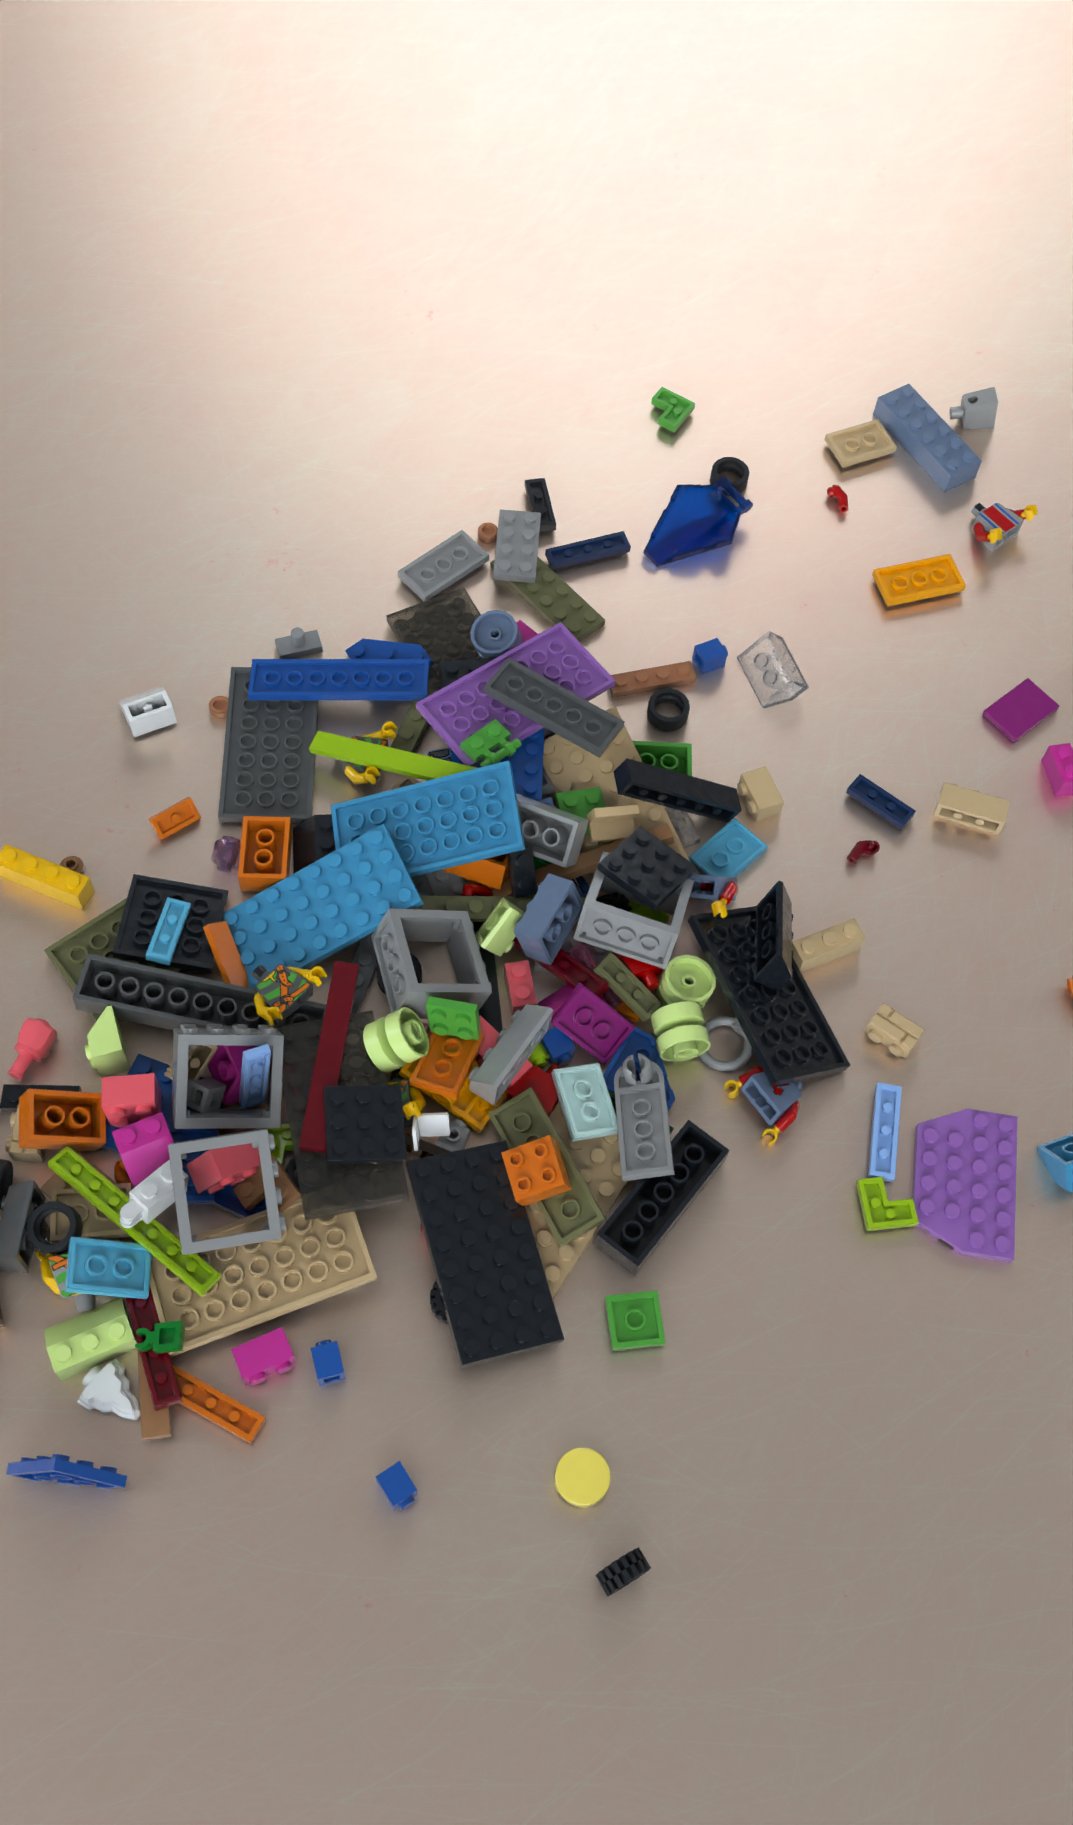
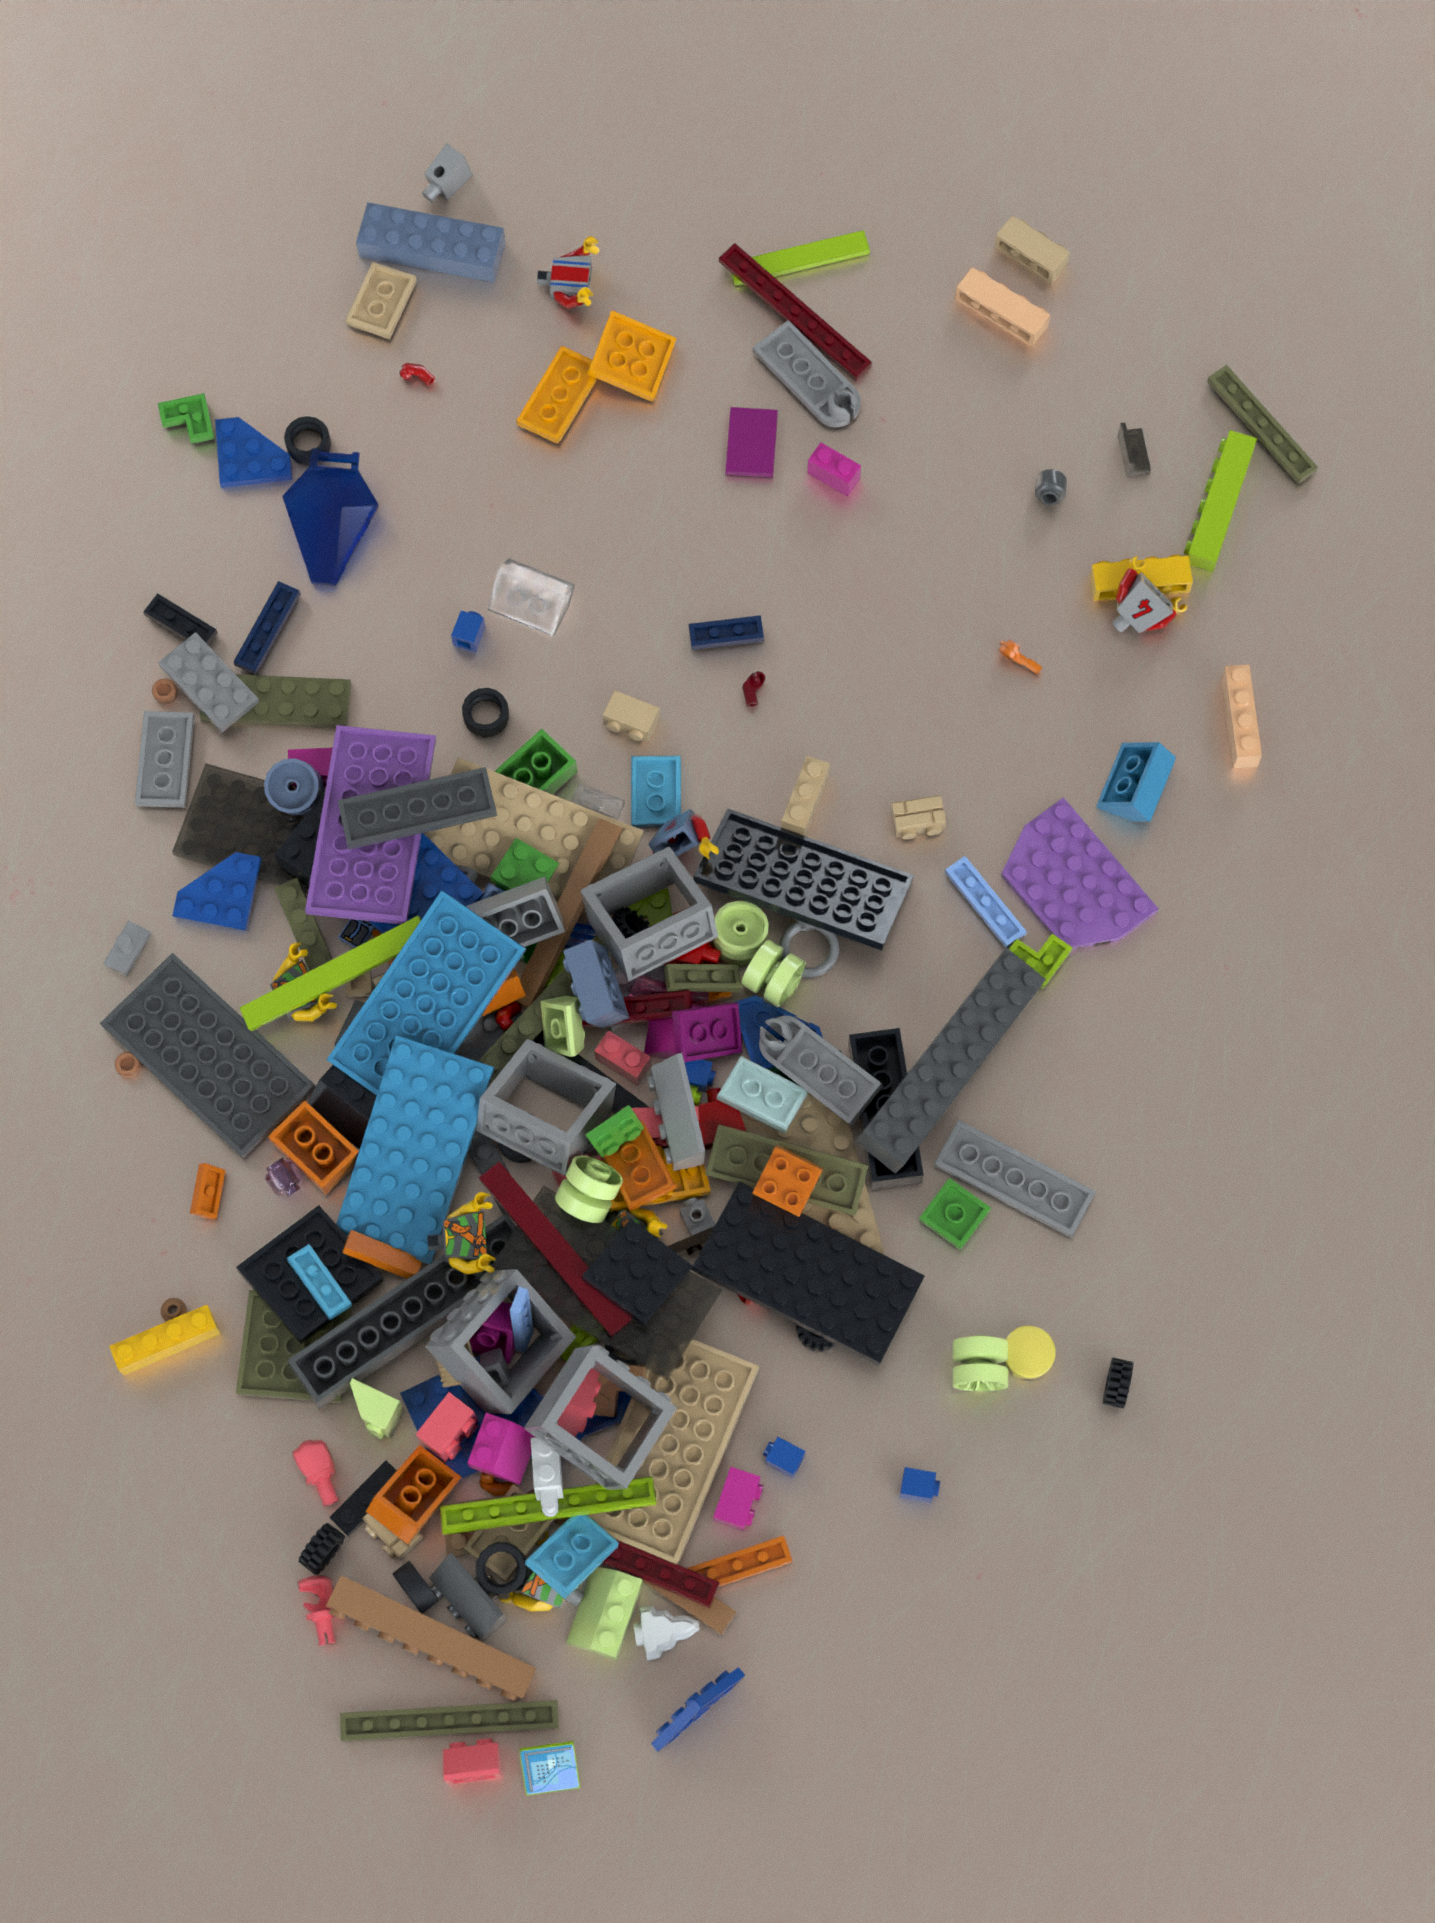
camera: 40 degrees left, 10 degrees up
(148, 711) = (76, 1126): white slope -> none
(164, 1339) = (665, 1556): green plate -> none
(339, 679) = (206, 948): blue plate -> none
(430, 1125) = (677, 1224): white bracket -> none
(487, 740) = (397, 887): bright green plate -> none
(522, 873) = (536, 968): black plate -> none
(541, 1438) = (980, 1363): none -> yellowish green wheel
(611, 822) = (559, 859): tan panel -> none
(646, 868) = (628, 872): black plate -> none
(653, 679) = (443, 695): nougat plate -> none
(676, 790) = (577, 782): black brick -> none
(684, 456) = (248, 455): none -> blue plate
(706, 1342) = (1015, 1178): none -> light grey plate
(742, 1206) = (950, 1060): none -> dark grey brick
(773, 938) = (767, 832): black slope -> none
(775, 1103) = (894, 961): sand blue torso -> none
(971, 808) = (798, 570): tan brick -> none
(991, 595) = (631, 356): none -> light orange plate

